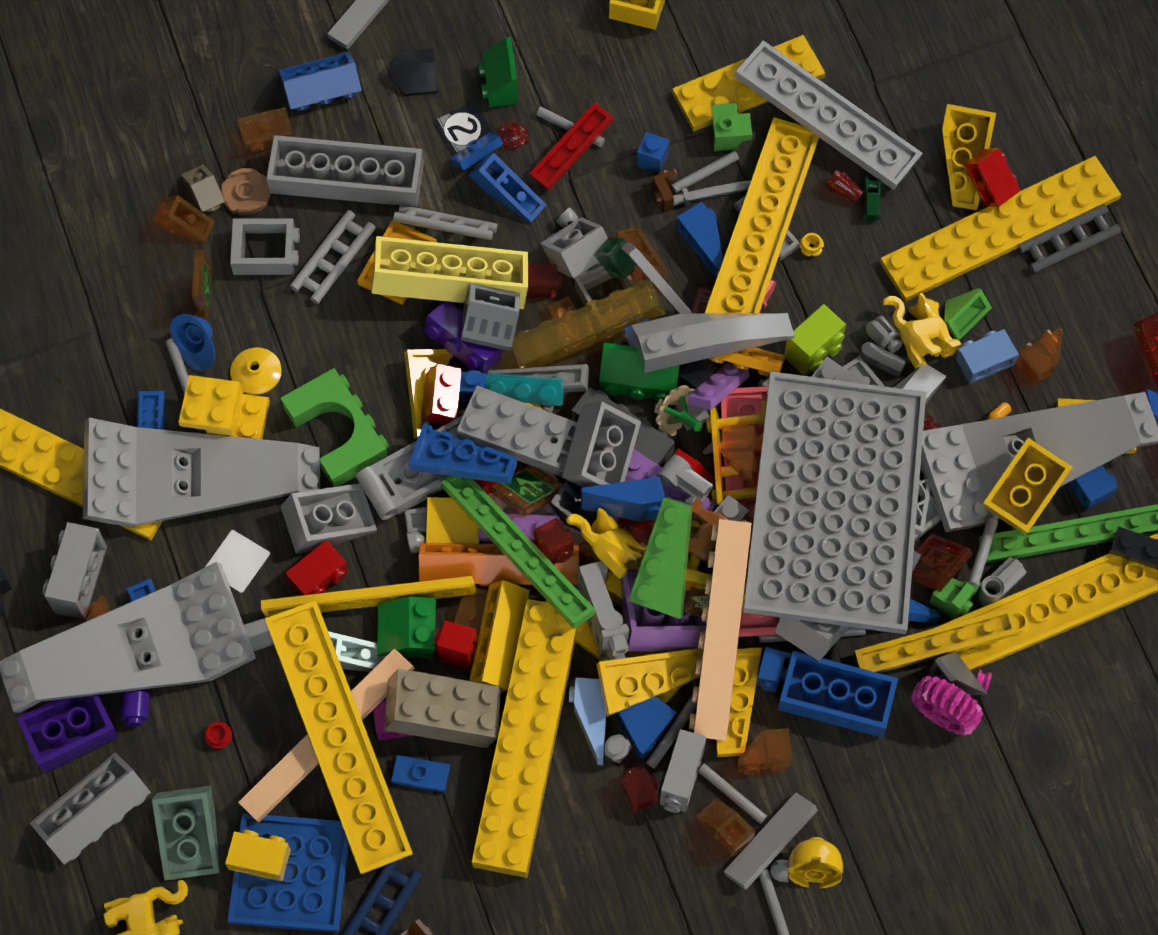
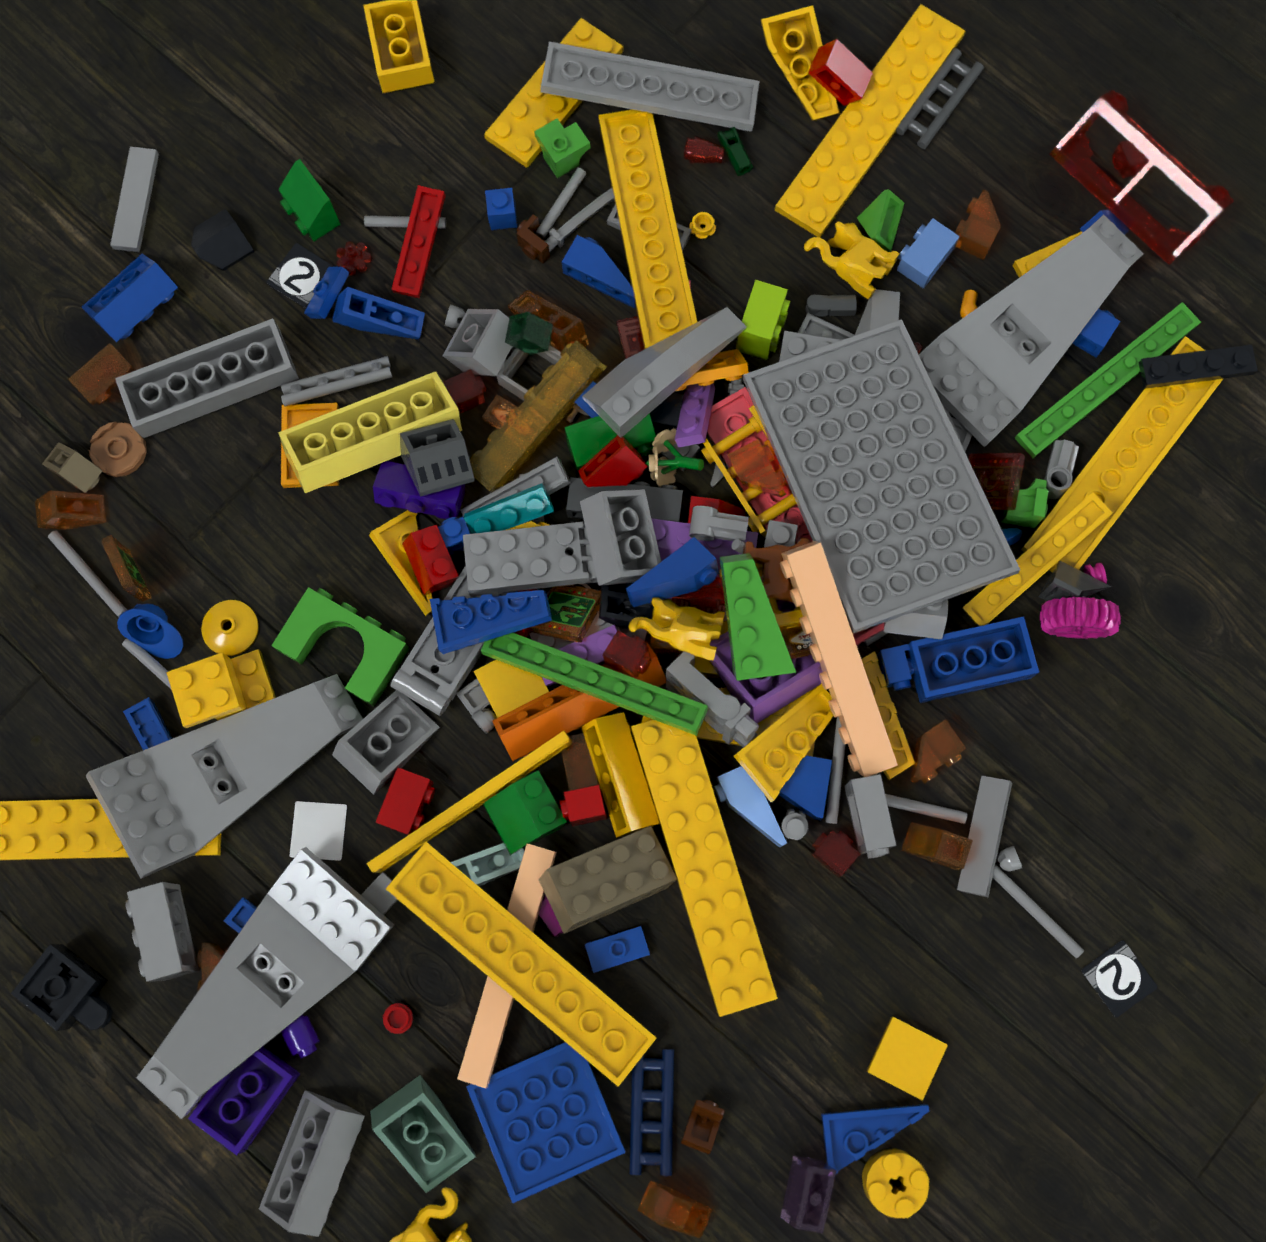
camera: 25 degrees left, 10 degrees up
(168, 272) = (87, 573): none -> light grey piece
(258, 855) = (507, 1124): yellow brick -> none
(264, 266) = (178, 517): light grey window -> none
(347, 252) = (229, 483): light grey bar -> none
(629, 394) = (613, 465): none -> red slope
(660, 284) = (573, 334): light grey tile -> none
(815, 862) = (1039, 835): yellow cylinder -> none
(884, 334) = (819, 280): light grey arm -> none
(983, 552) = (1031, 449): light grey bar -> none
(1027, 486) = (1043, 363): yellow brick -> none

